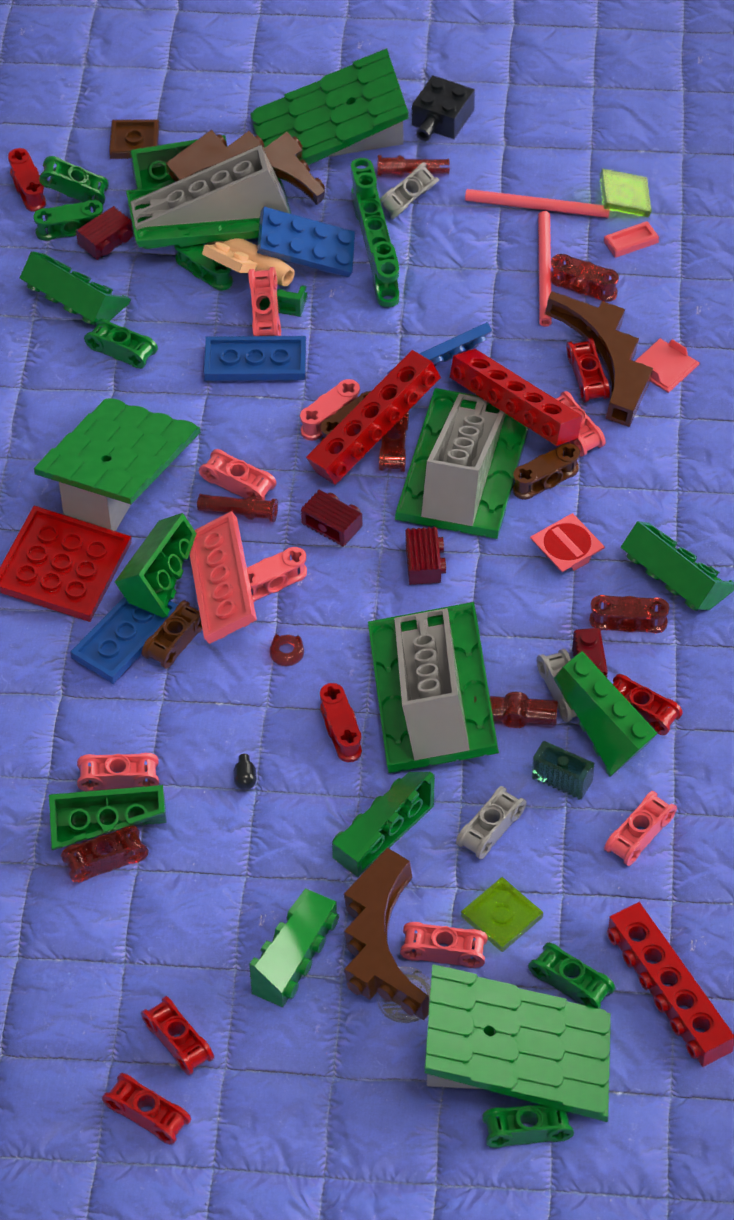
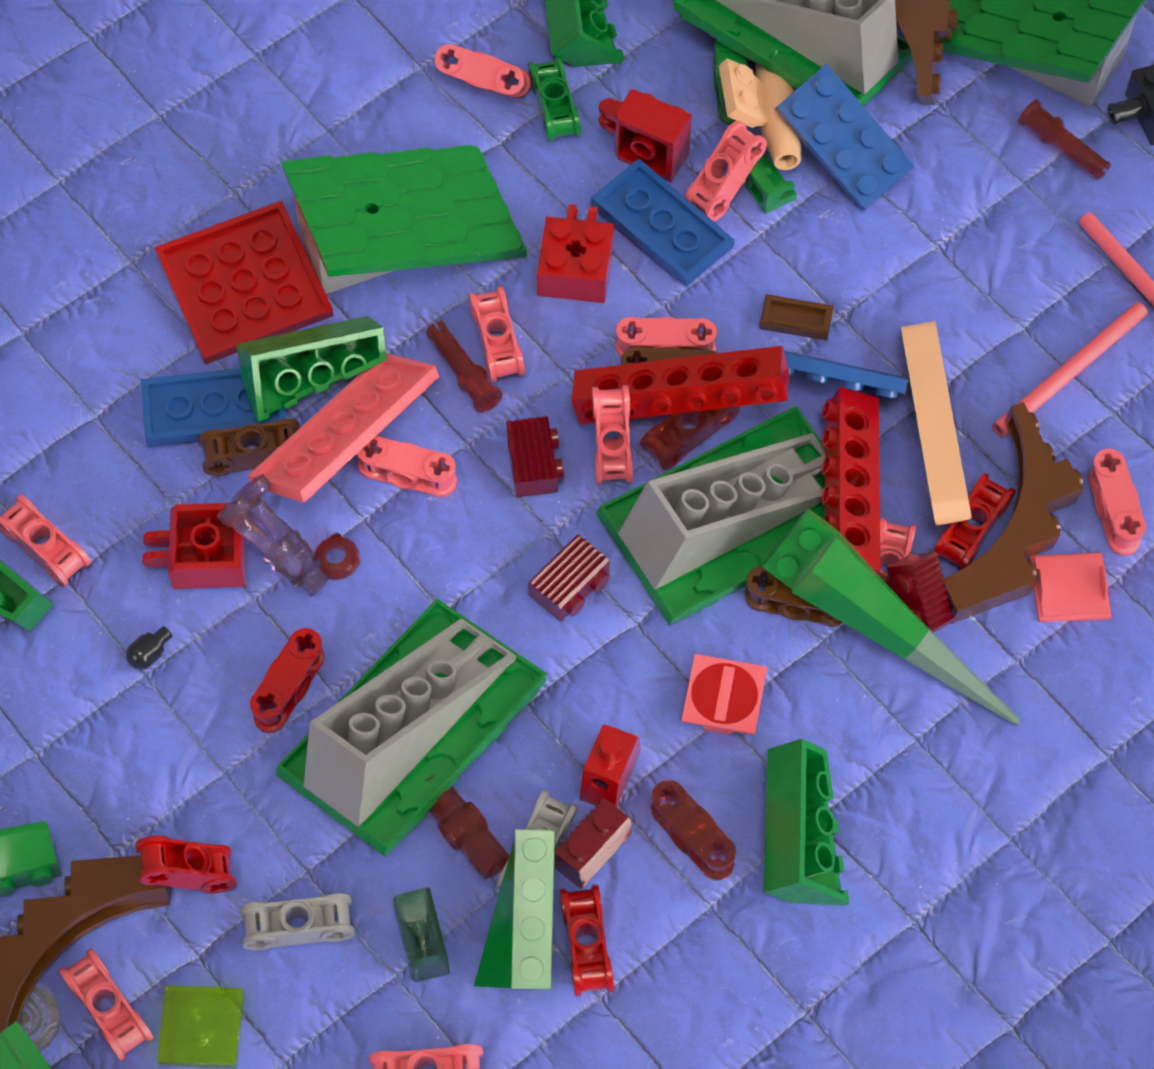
camera: 45 degrees right, 10 degrees up
(65, 358) = (482, 71): none -> coral piece
(197, 316) = (648, 132): none -> red hinge
(215, 697) = (200, 549): none -> red hinge
(233, 407) = (575, 257): none -> red hinge
(259, 658) = (290, 554): none -> clear purple piece
(367, 468) = (612, 413): none -> coral piece
(375, 232) = (895, 218): green piece -> none
(380, 350) = (796, 317): none -> reddish brown tile
(384, 822) = (218, 819): green wedge -> none
(407, 840) = (185, 864): none -> red piece
(417, 182) = (1046, 164): light grey piece -> none
(518, 337) = (936, 423): none -> light nougat beam
(549, 612) = (610, 761): none -> red torso
(562, 436) = (836, 579): none -> green plate
(584, 277) = (1094, 411): clear red piece -> none
(607, 417) = (921, 587): none -> dark red brick
(643, 307) = (1116, 502): none -> coral piece

